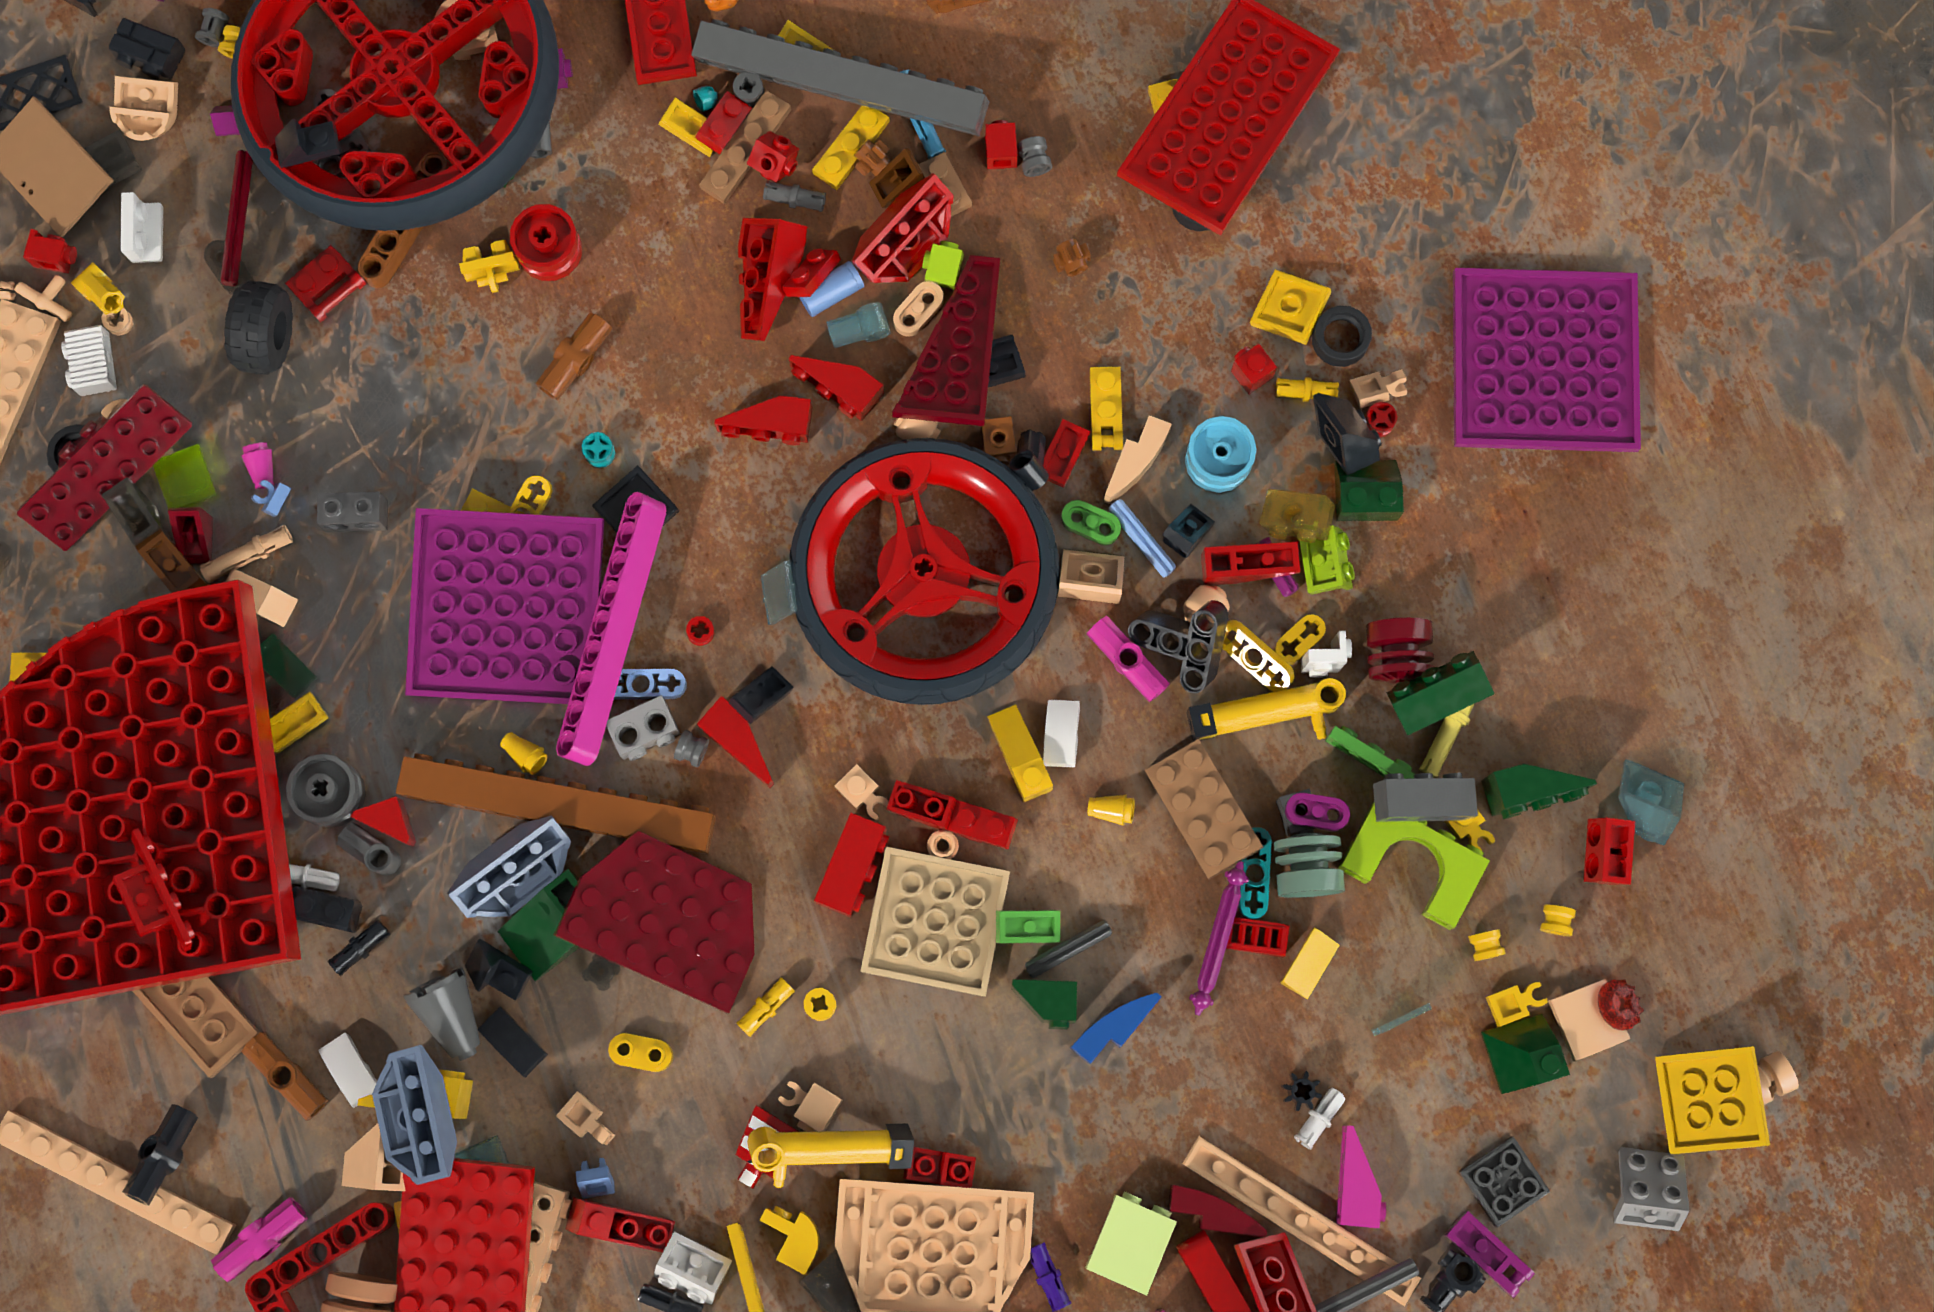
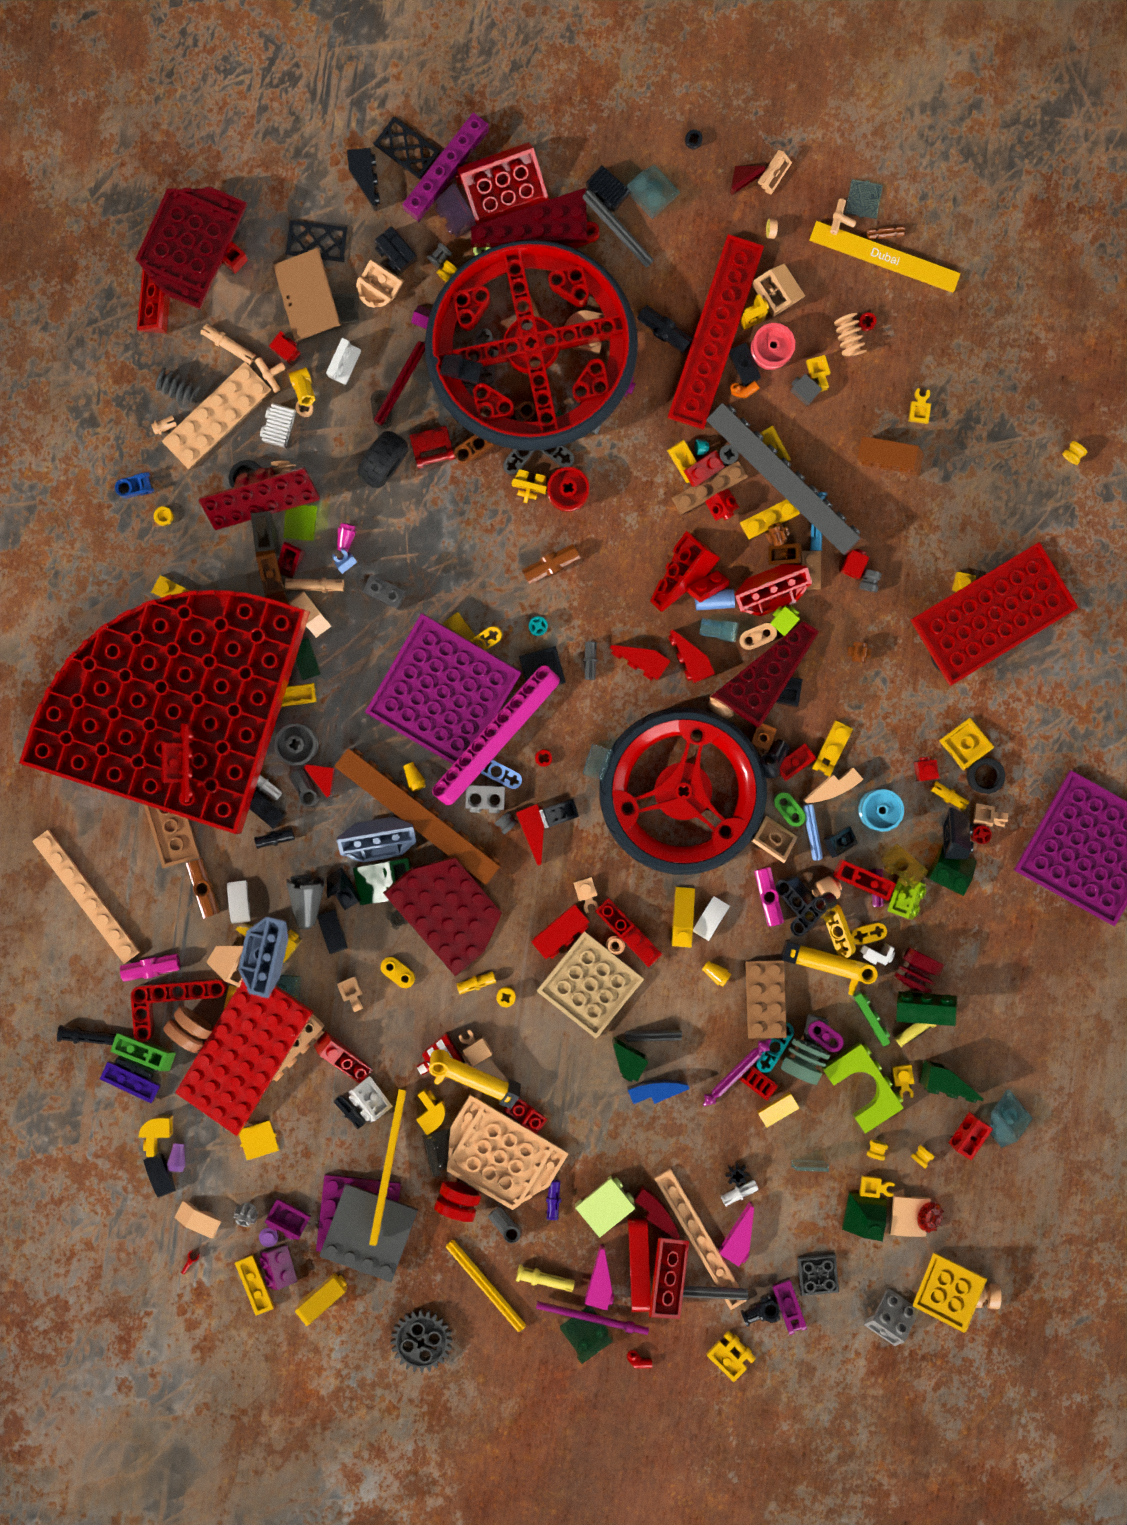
camera: 30 degrees right, 10 degrees up
(160, 1154) = (118, 897): black piece -> none
(446, 245) = (518, 465): none -> dark grey beam
(595, 1181) = (341, 1029): medium blue tile -> none
(697, 459) = (590, 660): none -> dark grey axle
(794, 196) = (722, 532): dark grey pin -> none
(1027, 926) = (638, 1013): bright green plate -> none
(1425, 798) = (887, 1058): dark grey brick -> none

